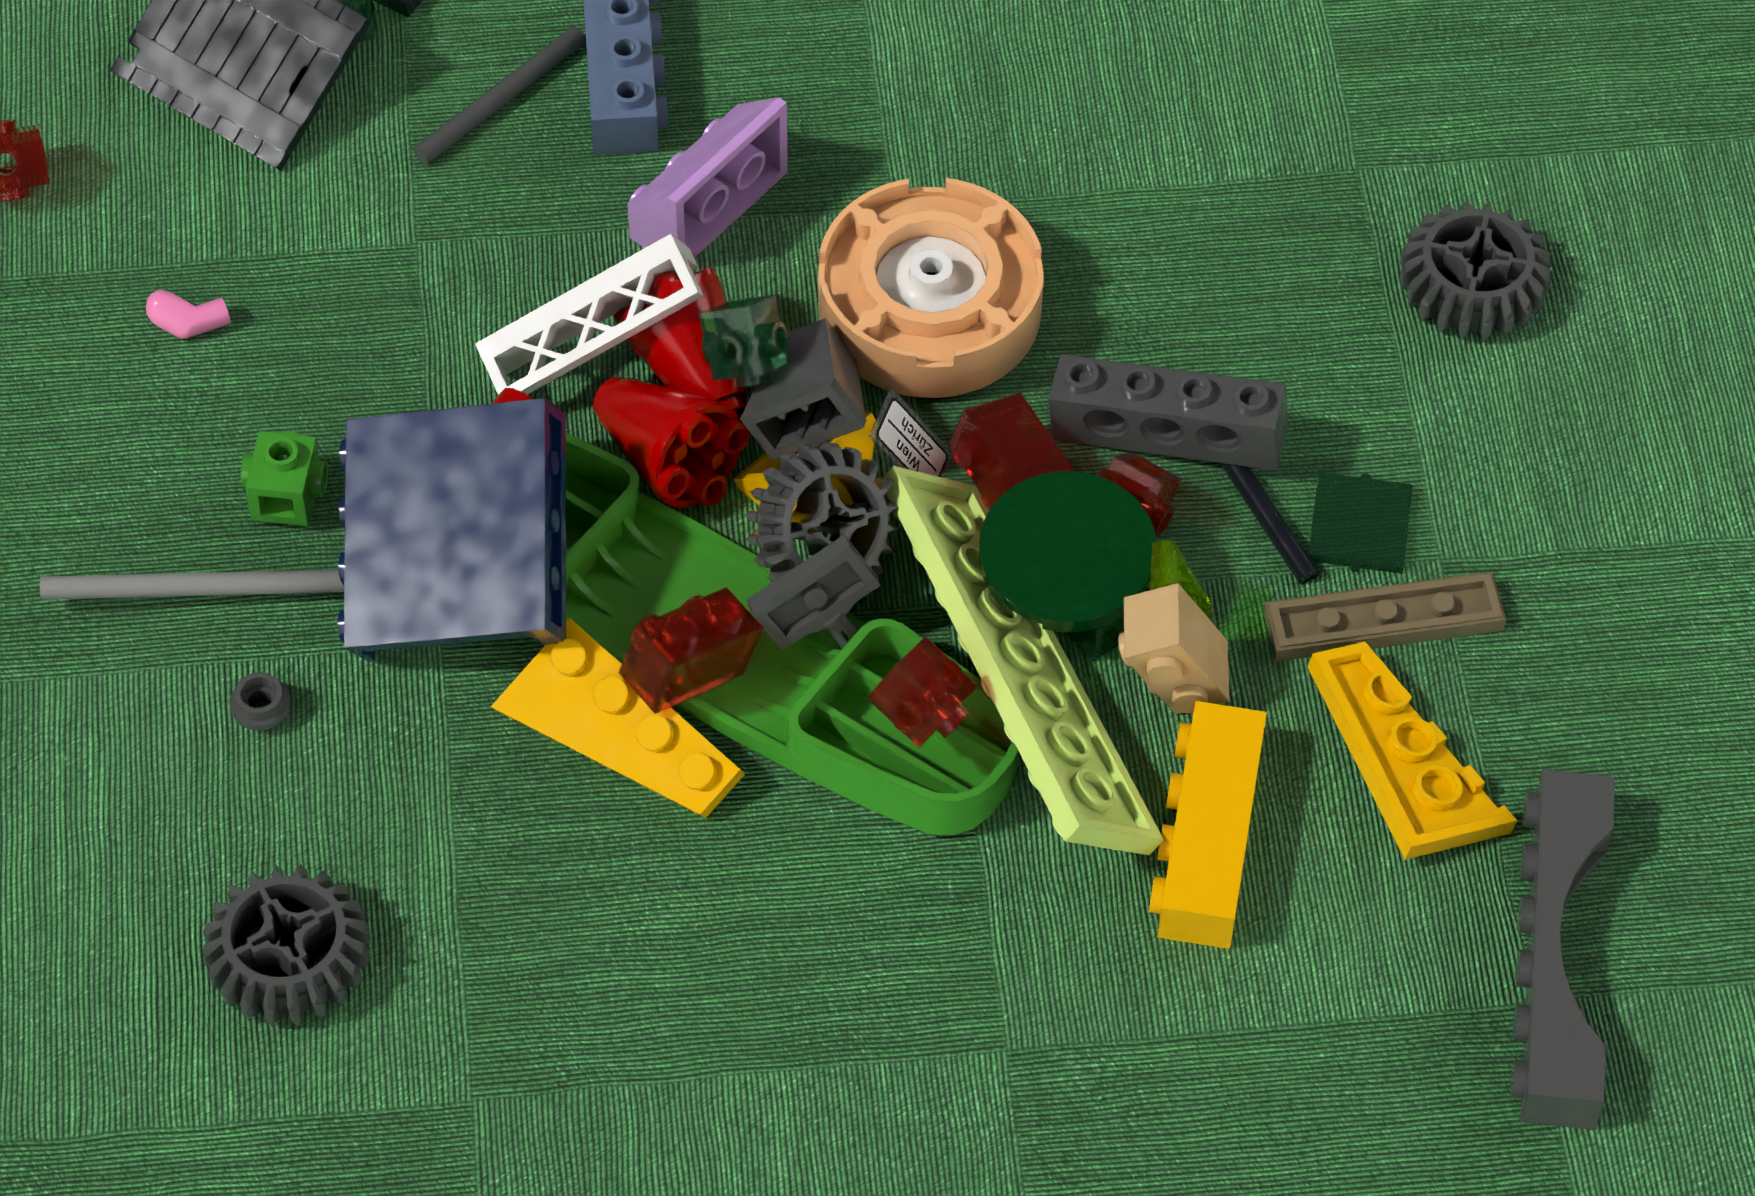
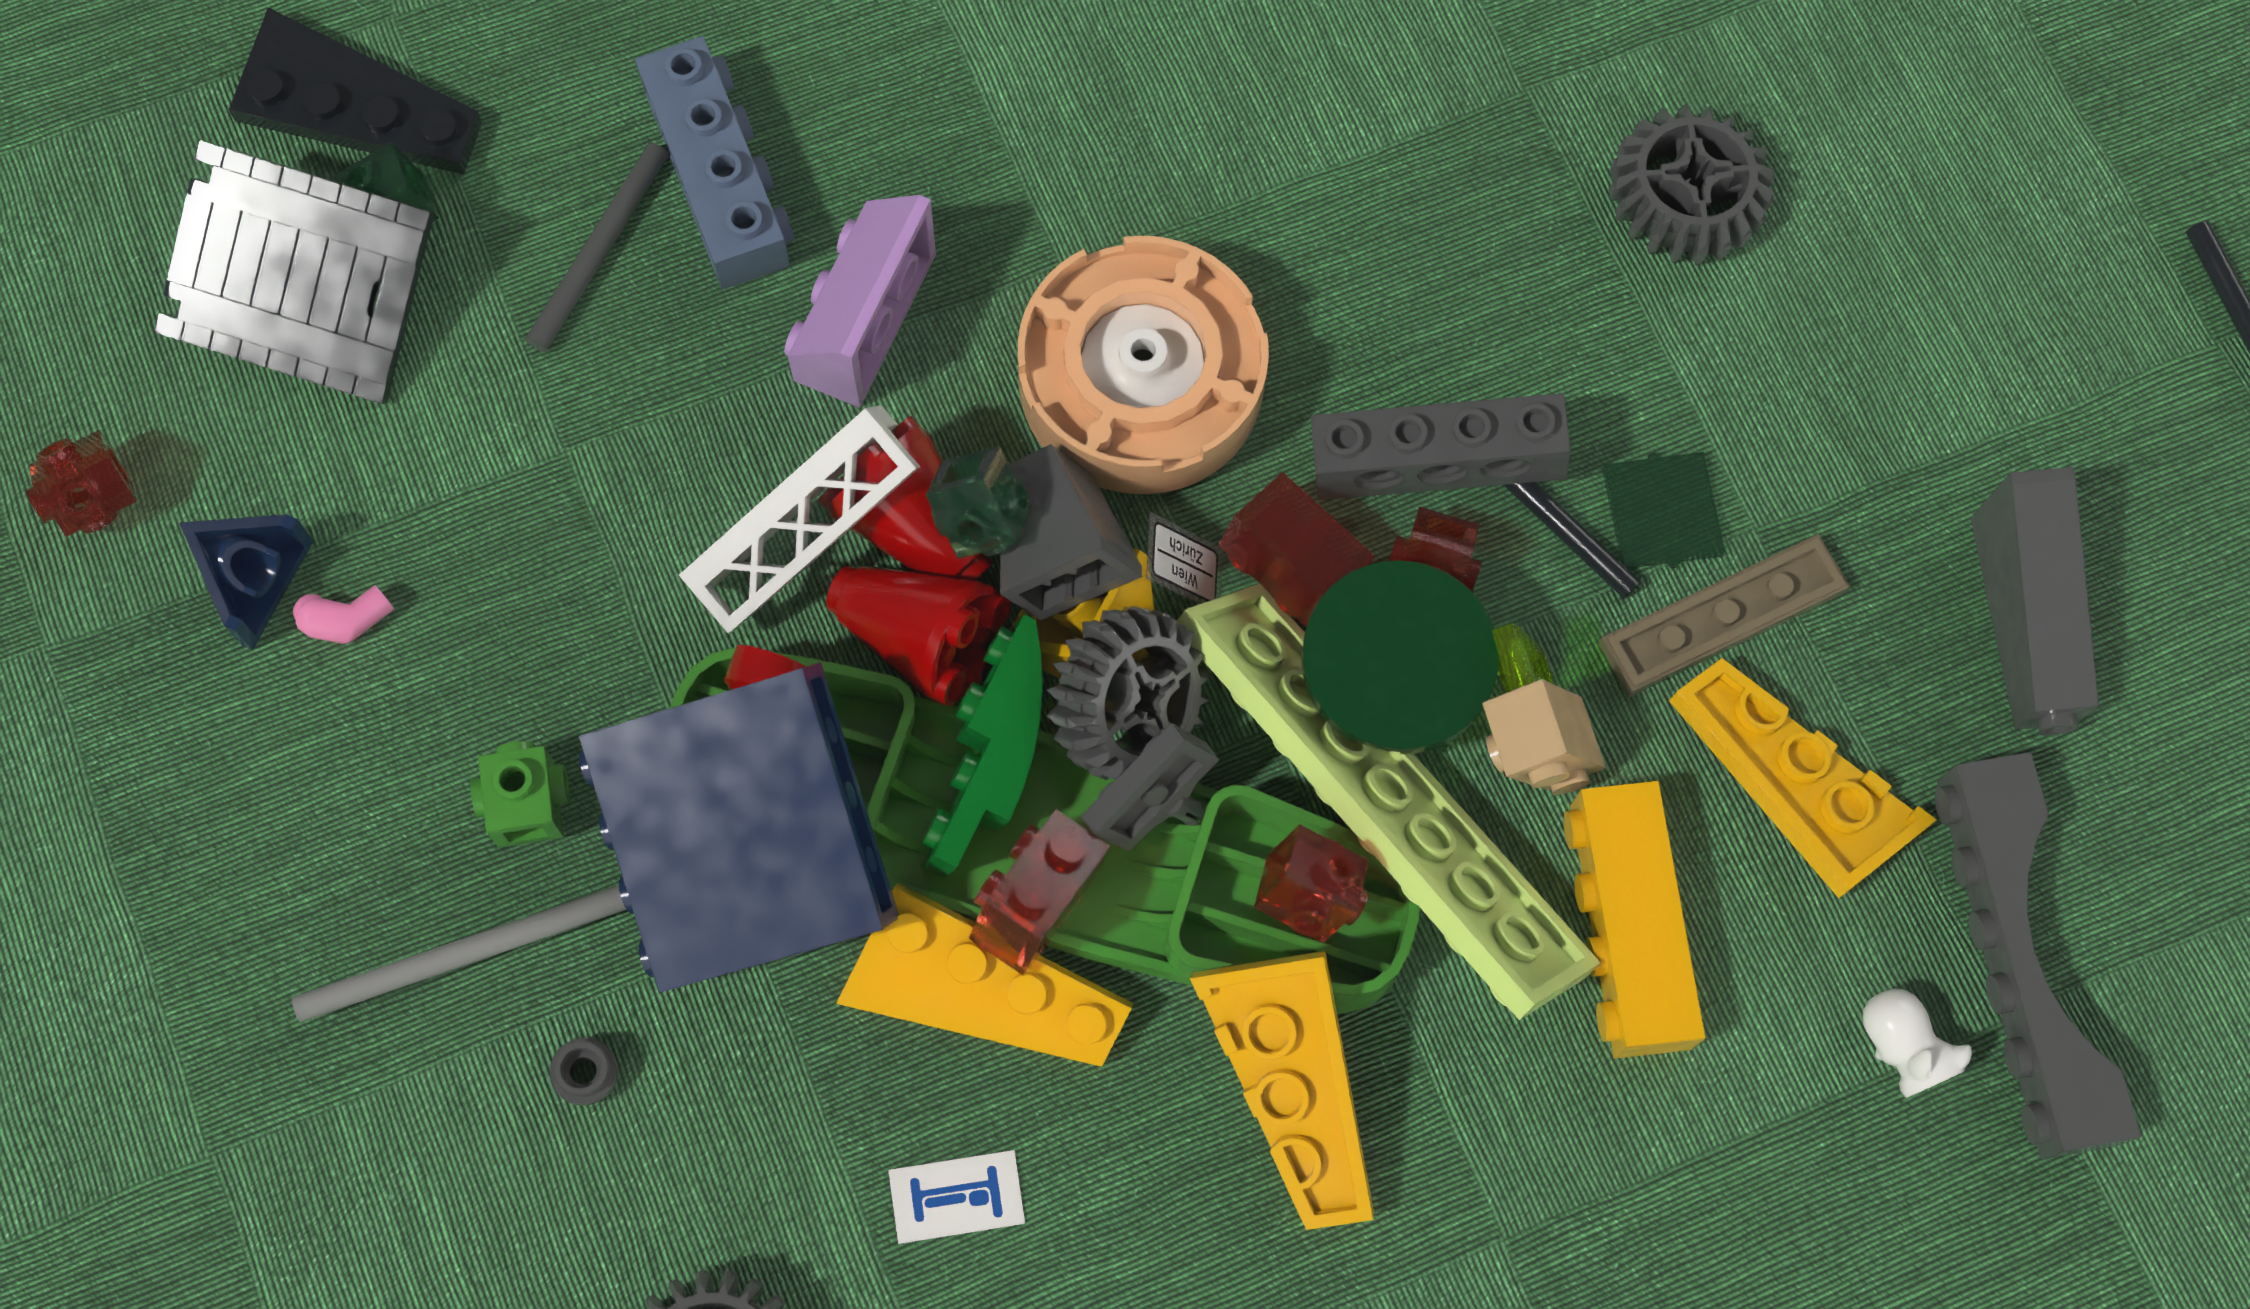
camera: 20 degrees left, 15 degrees up
(123, 252) = (247, 567): none -> dark blue slope
(540, 886) = (956, 1196): none -> white sticker
(694, 537) = (1003, 728): none -> green slope
(860, 837) = (1290, 1058): none -> yellow wing
(1423, 983) = (1907, 1040): none -> white animal
(1670, 662) = (2039, 598): none -> dark grey slope

